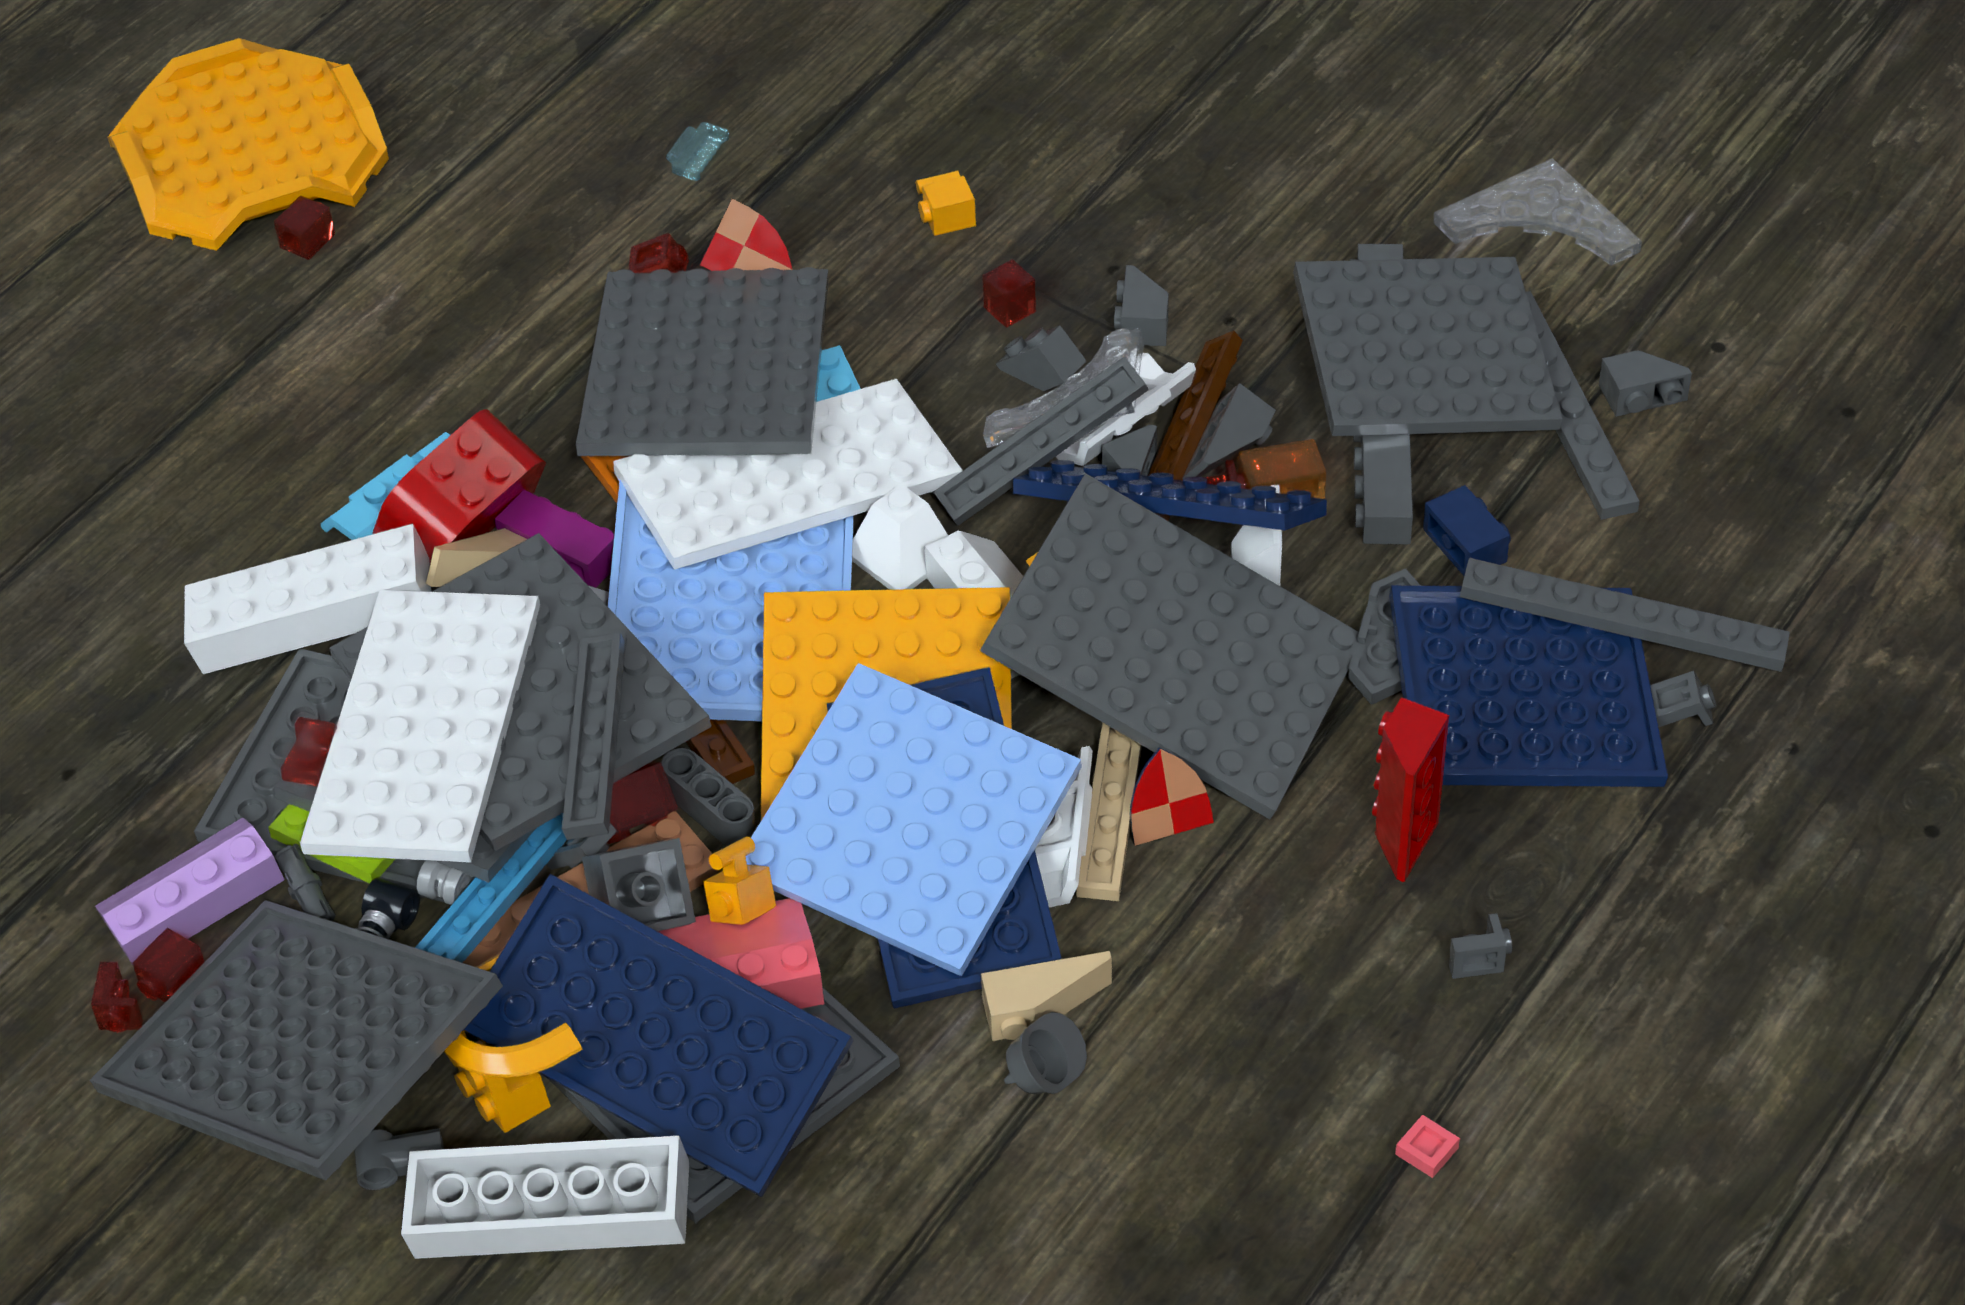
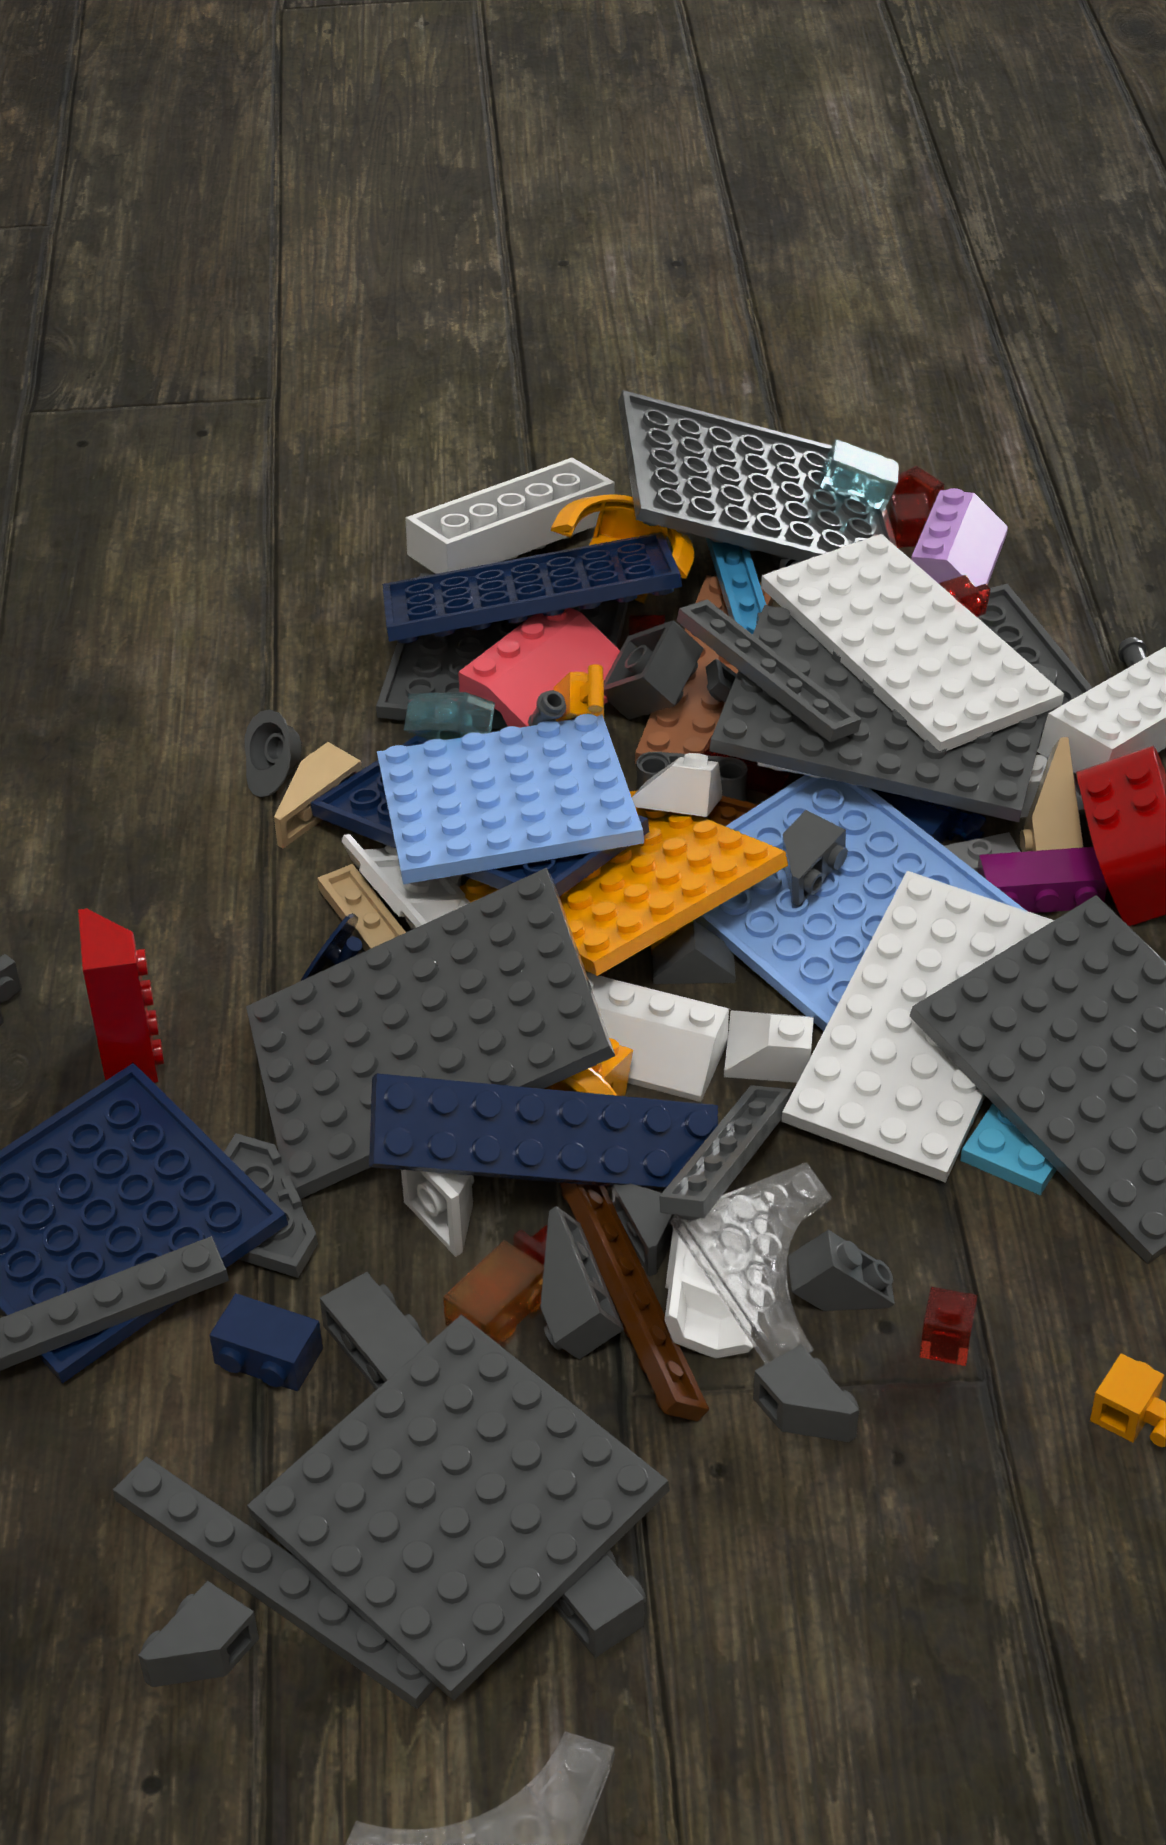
camera: 140 degrees right, 5 degrees down
(171, 1008) = (859, 474): none -> clear light blue brick
(196, 697) = (1132, 651): none -> dark grey pin
(727, 618) = (812, 852): none -> dark grey slope
(754, 745) = (685, 787): none -> white slope
(782, 876) = (549, 707): none -> dark grey pin
(862, 960) = (448, 715): none -> clear light blue brick

